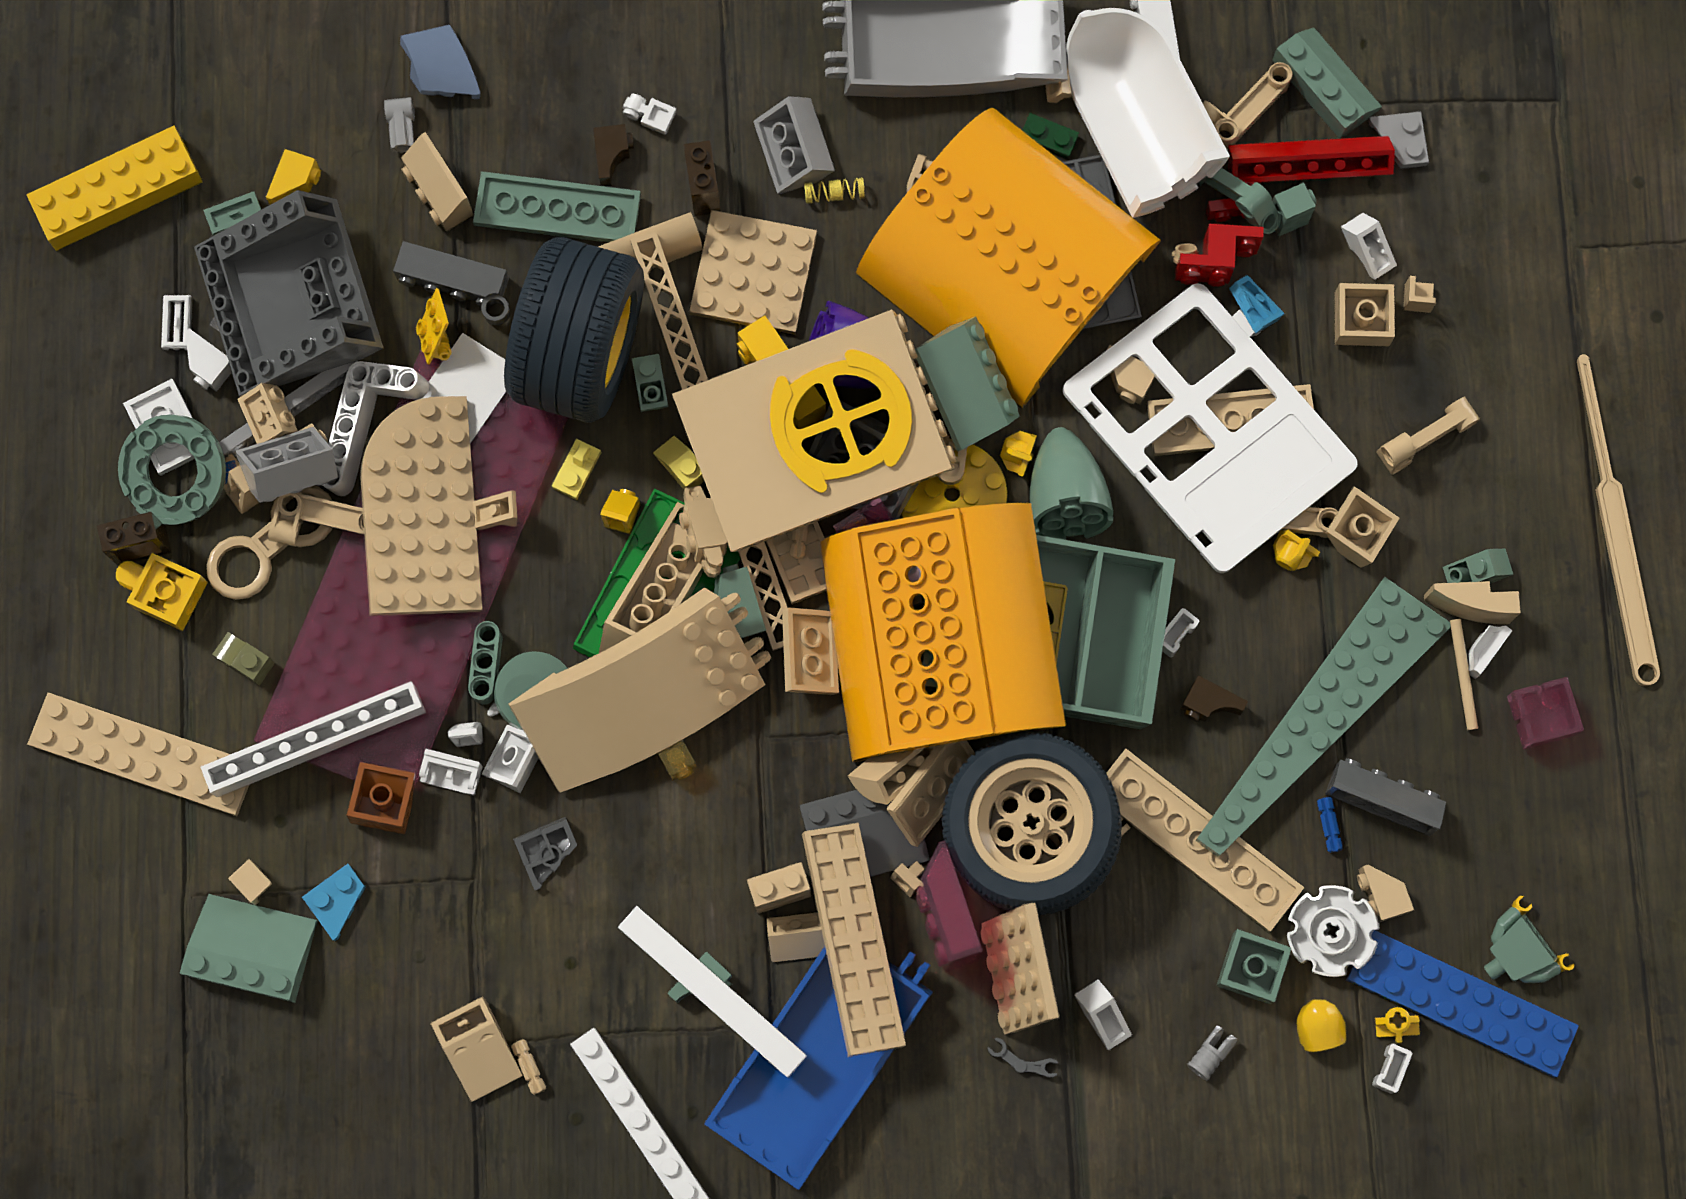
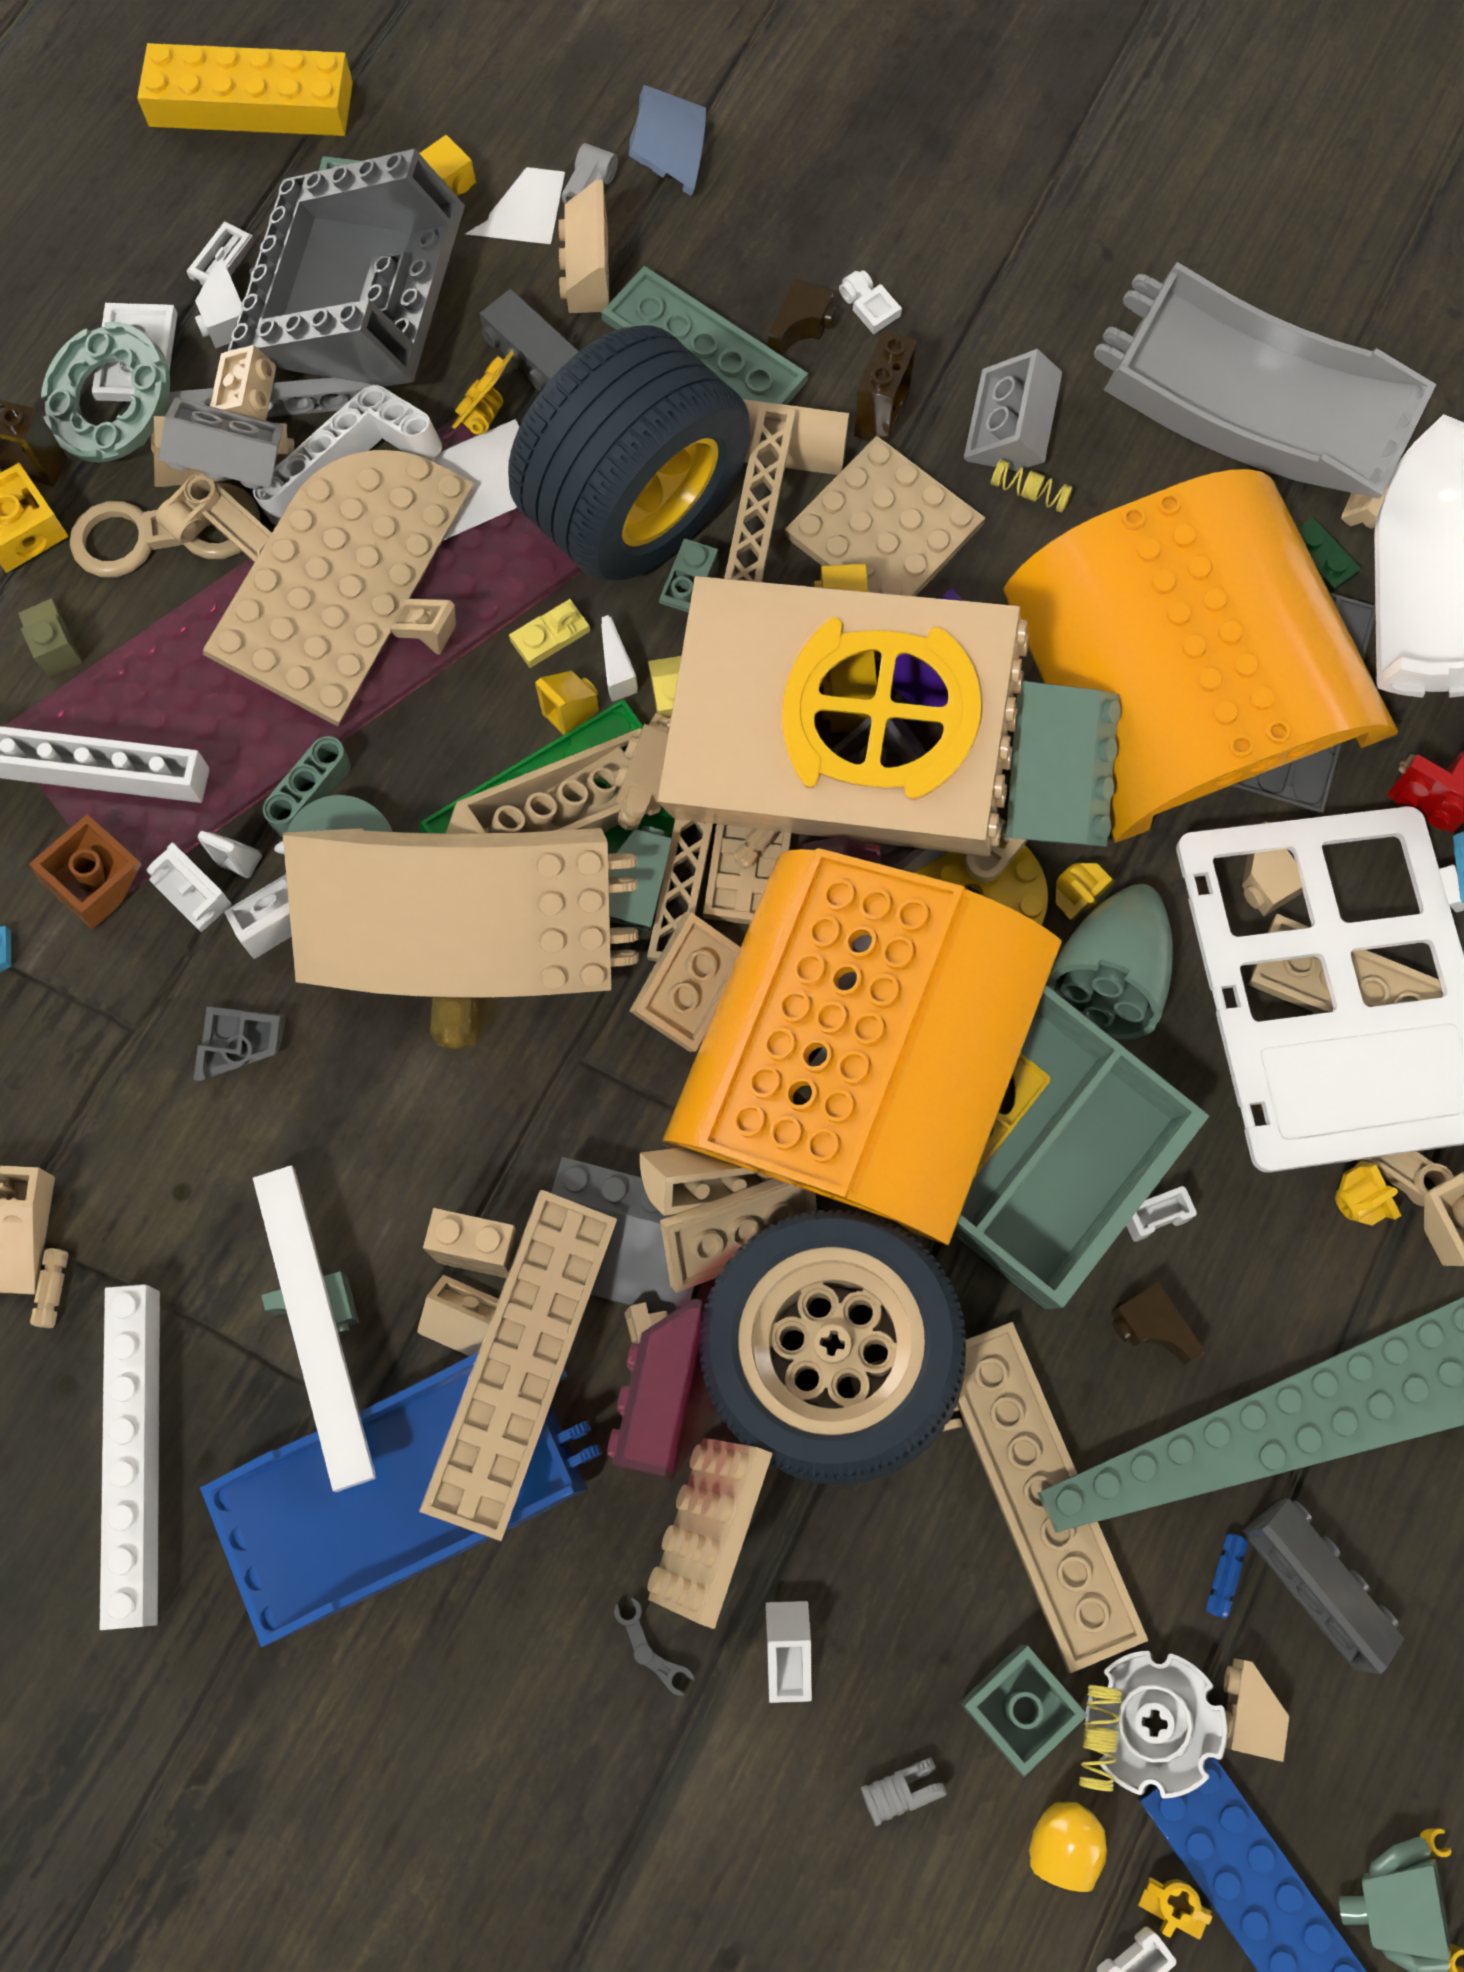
camera: 30 degrees right, 5 degrees down
(367, 168) = (526, 209): none -> white sticker
(640, 470) = (619, 671): none -> white slope
(1305, 957) = (1100, 1738): none -> light yellow piece

